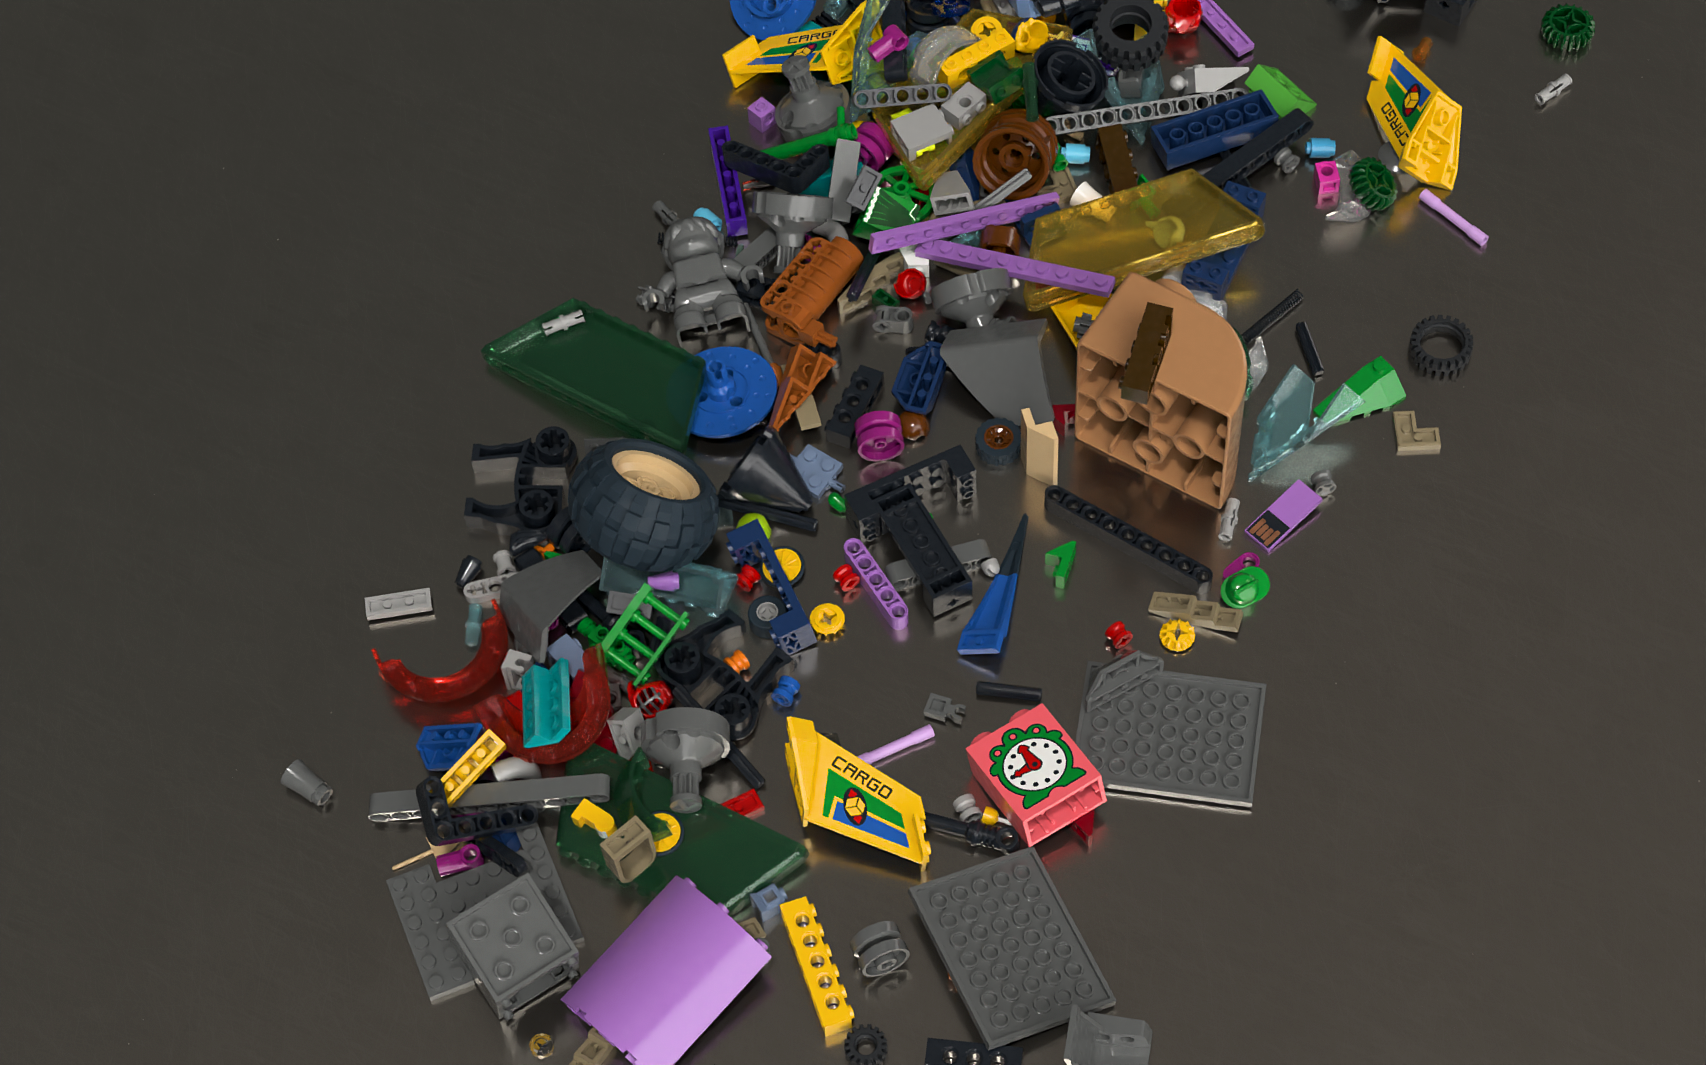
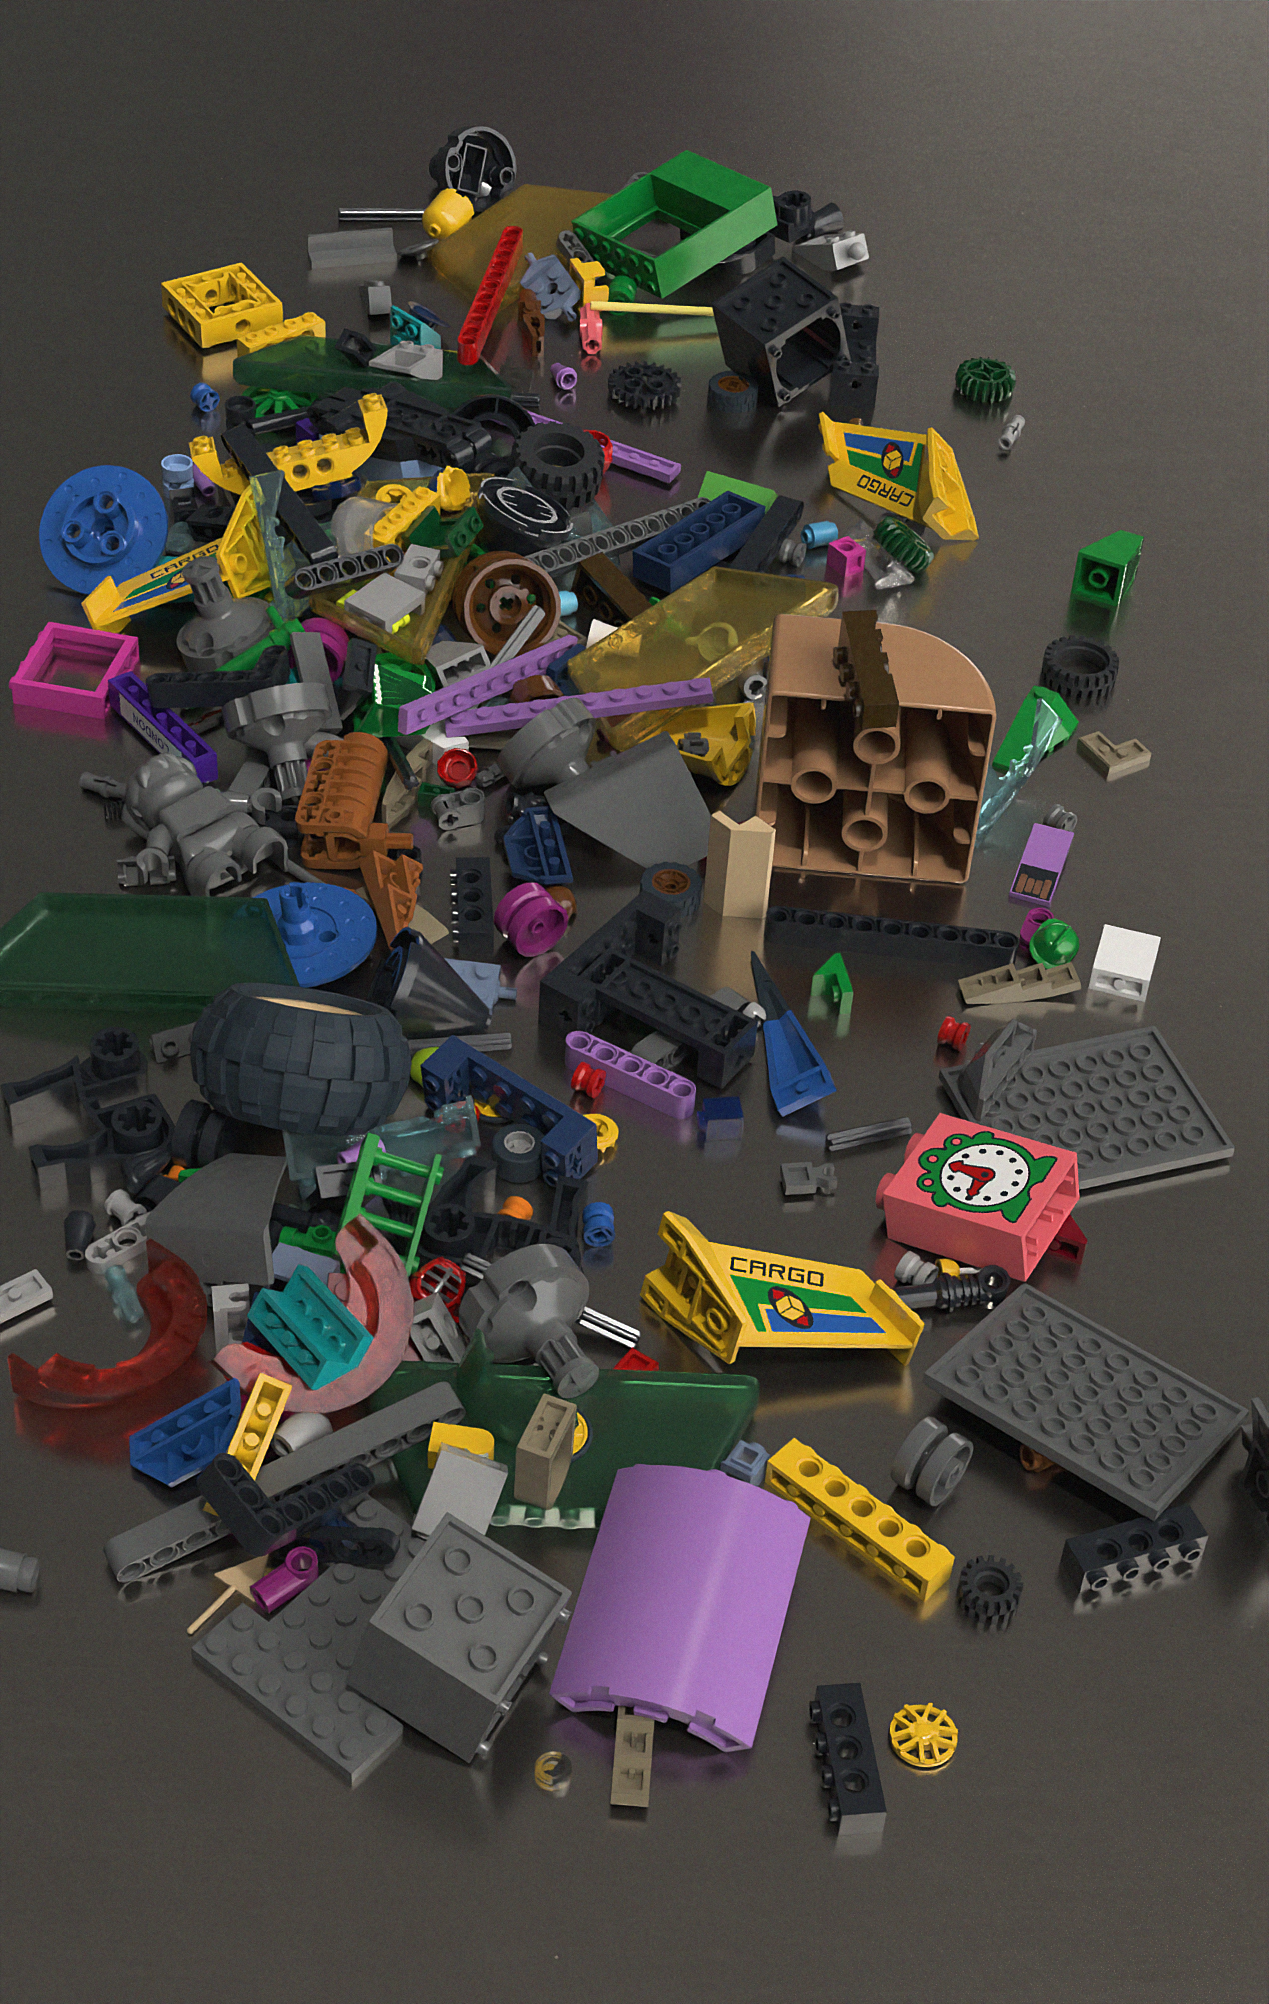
camera: 35 degrees left, 15 degrees down
(563, 322) = (40, 924): light grey pin -> none
(575, 852) = (462, 1486): none -> light grey panel
(729, 116) = (68, 699): none -> dark pink window
(761, 114) = (160, 656): medium lavender brick -> none
(837, 502) = (521, 1008): green arm -> none
(892, 40) = (302, 517): magenta piece -> none
(914, 642) = (721, 1119): none -> clear blue brick
(915, 737) = (793, 1220): lavender piece -> none
(1029, 84) = (486, 510): clear green pin -> none
(1185, 639) = (1002, 1012): yellow gear -> none
(1204, 80) = (658, 495): slope -> none
(1229, 519) = (986, 886): light grey pin -> none
(1282, 622) = (1124, 963): none -> white panel
(1470, 230) = (1026, 564): lavender piece -> none
(1527, 259) = (1108, 567): none -> green slope

